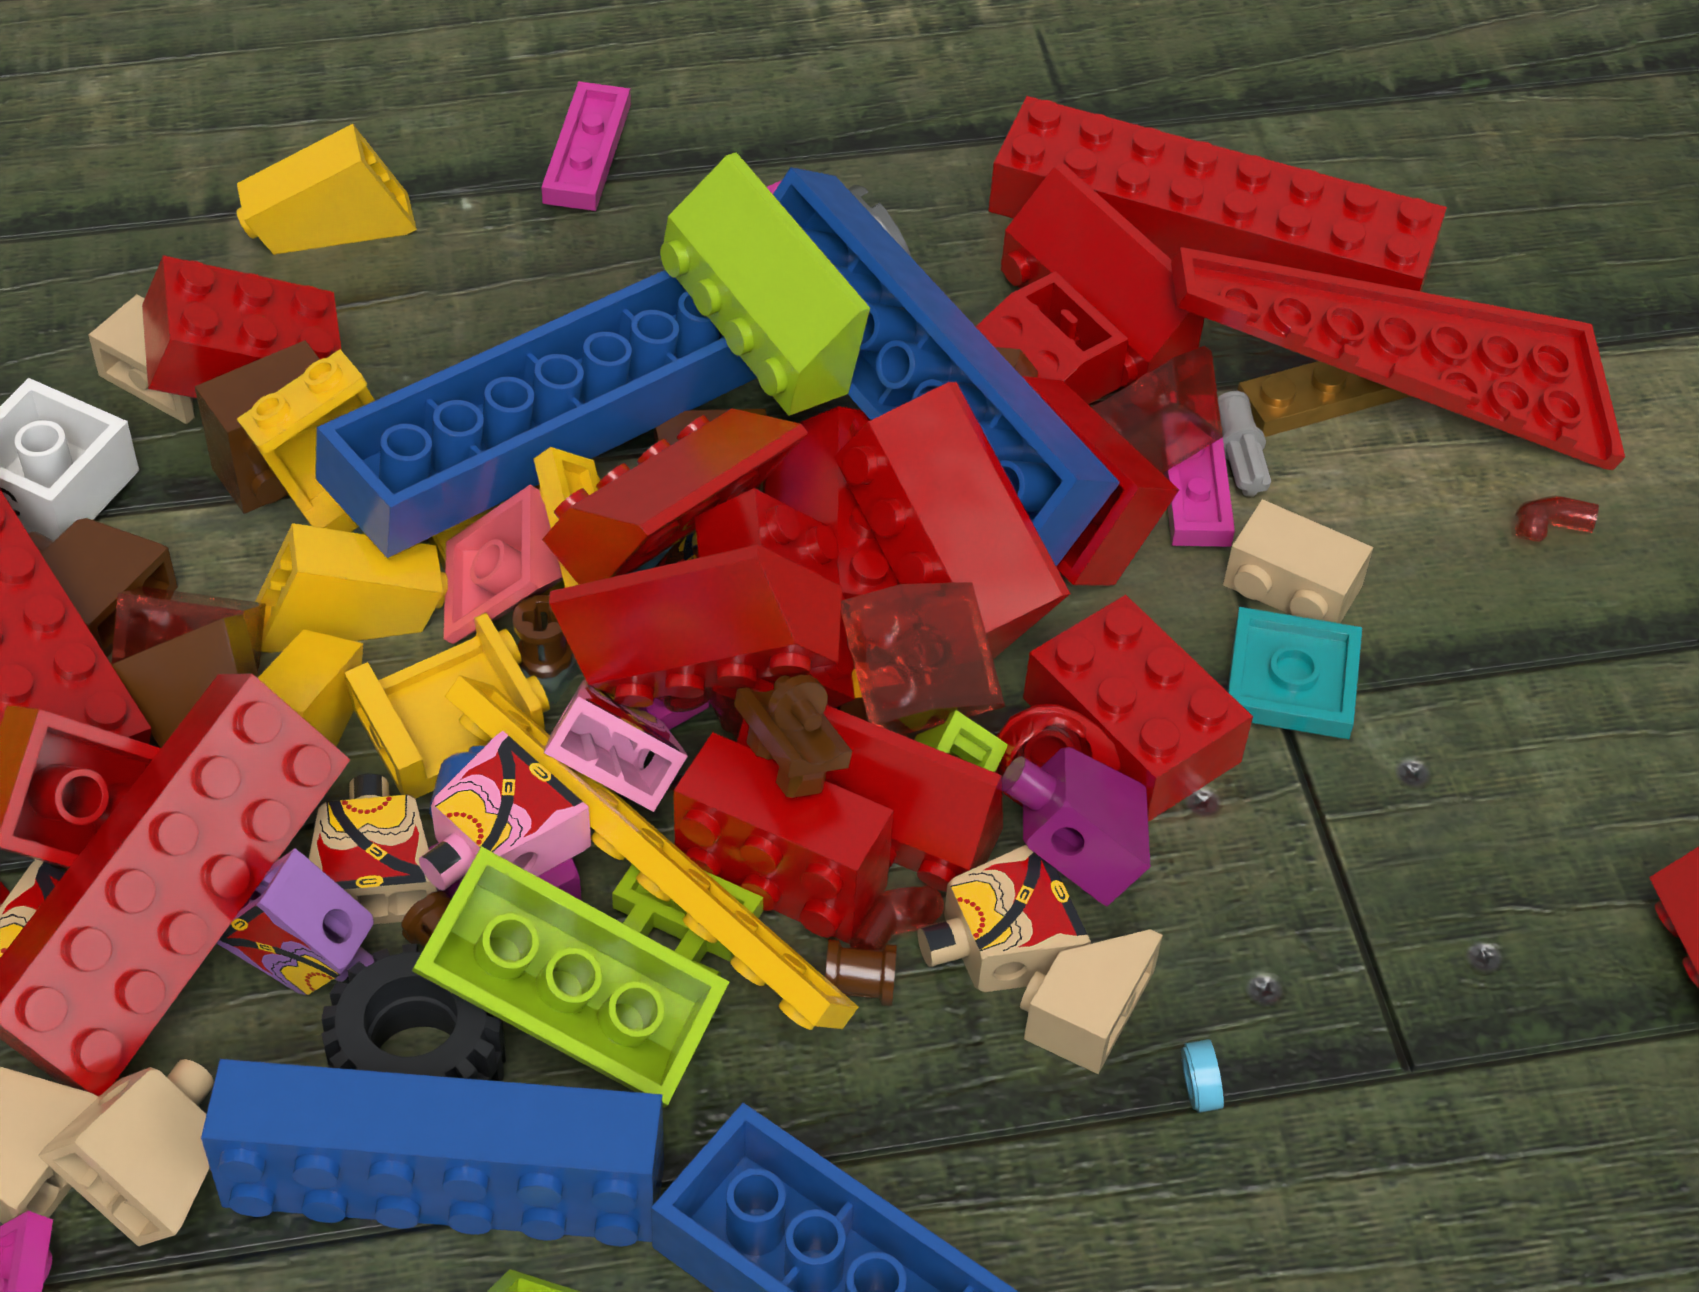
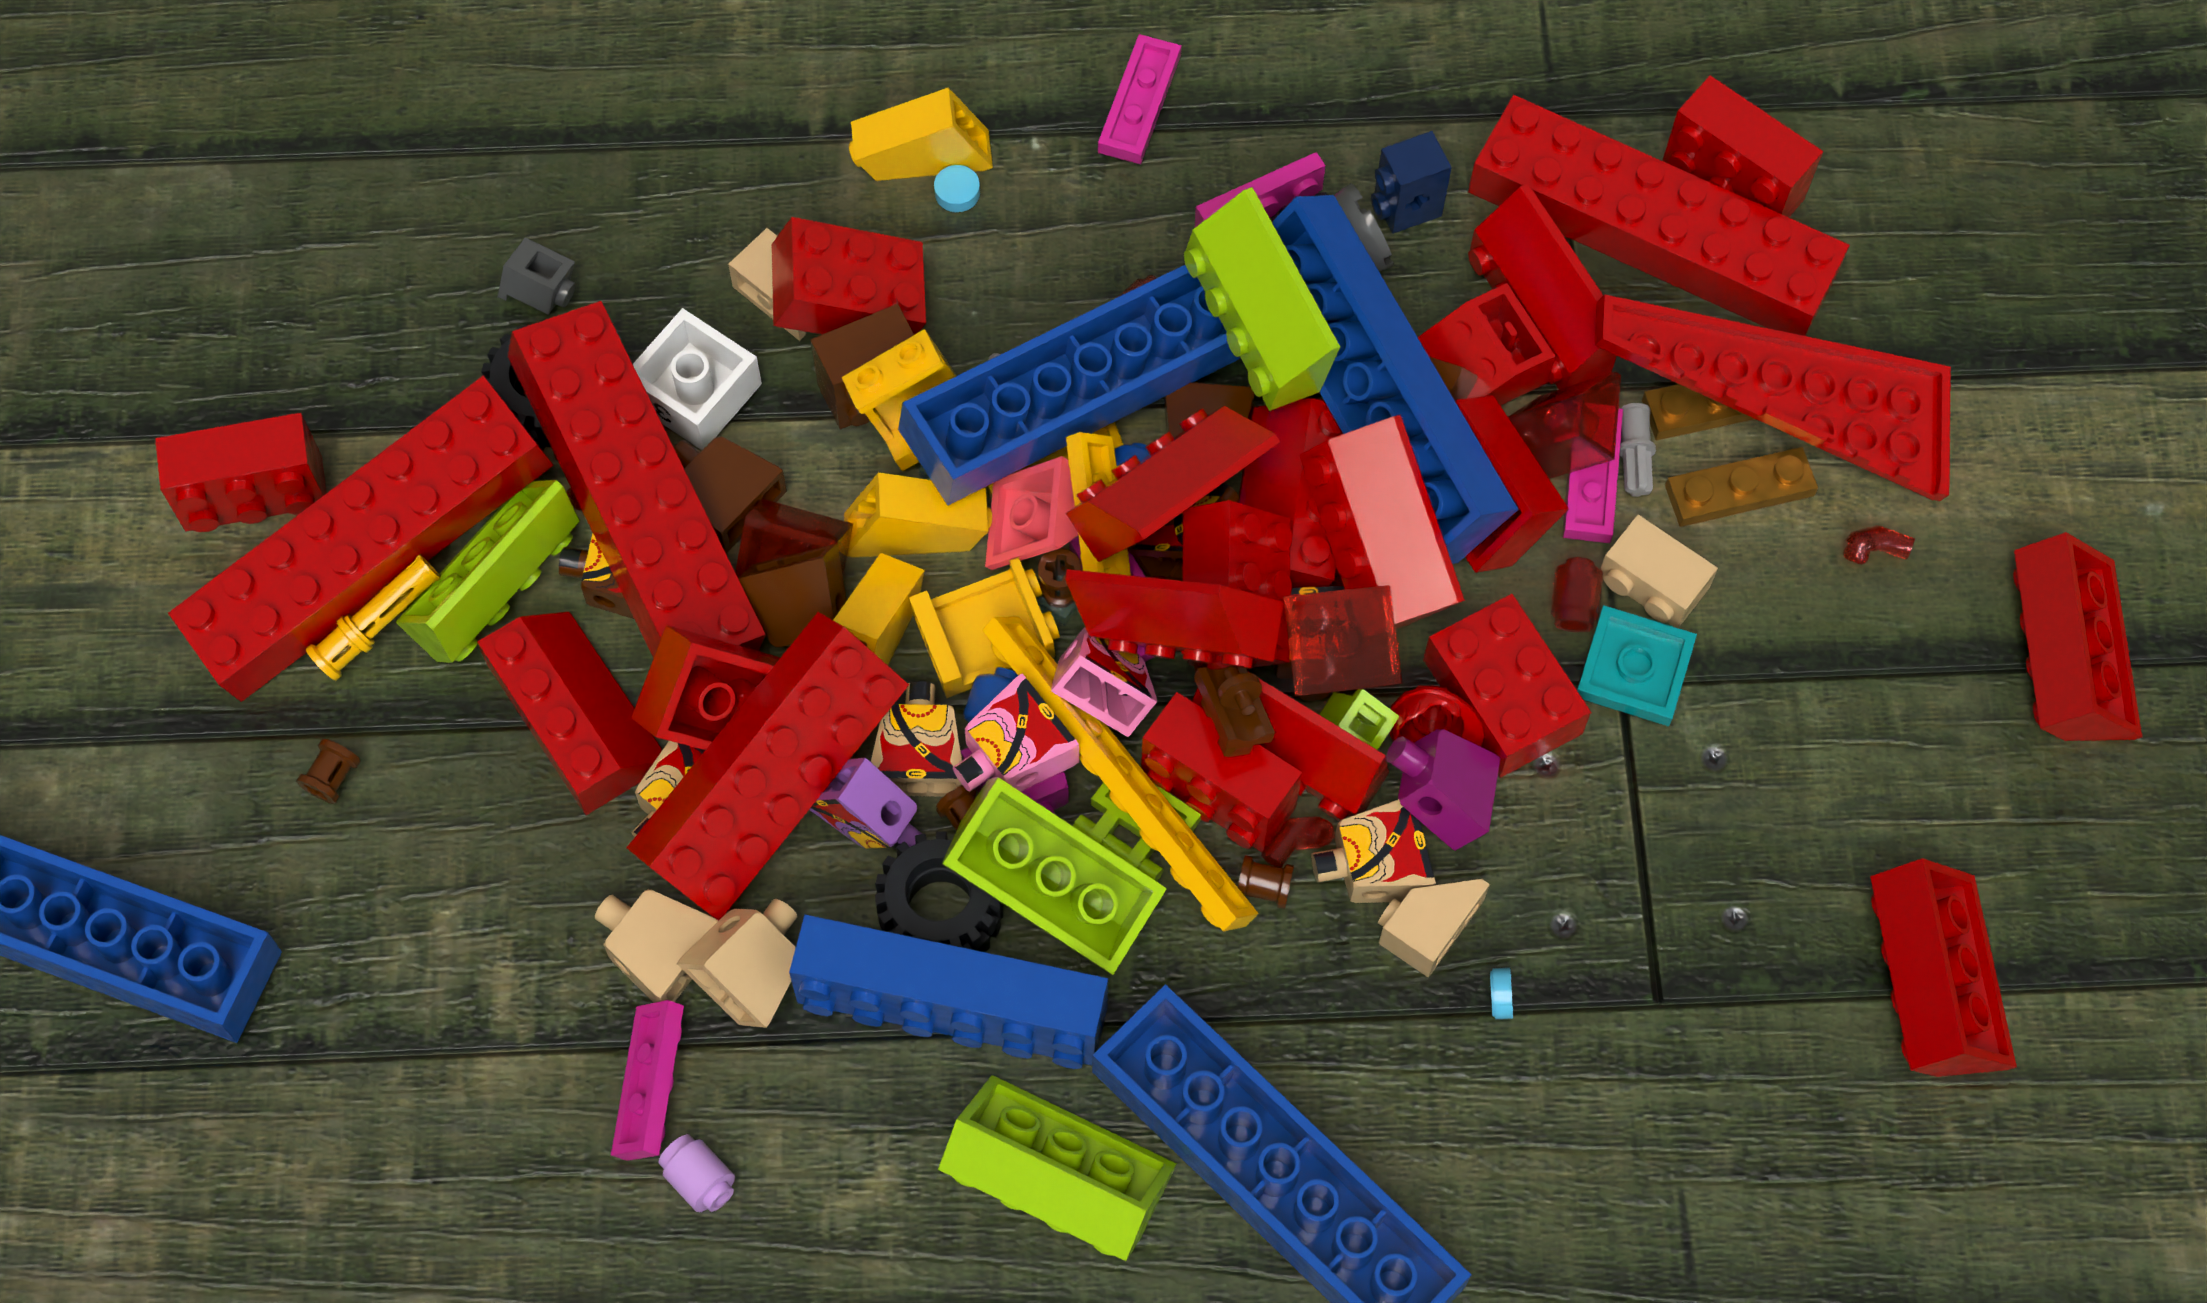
camera: 10 degrees right, 15 degrees up
(374, 250) = (957, 188): none -> medium azure tile
(925, 186) = (1411, 182): none -> dark blue brick
(1203, 601) = (1576, 595): none -> clear red brick
(1302, 120) = (1741, 148): none -> red brick
(1375, 473) = (1741, 486): none -> pearl gold plate

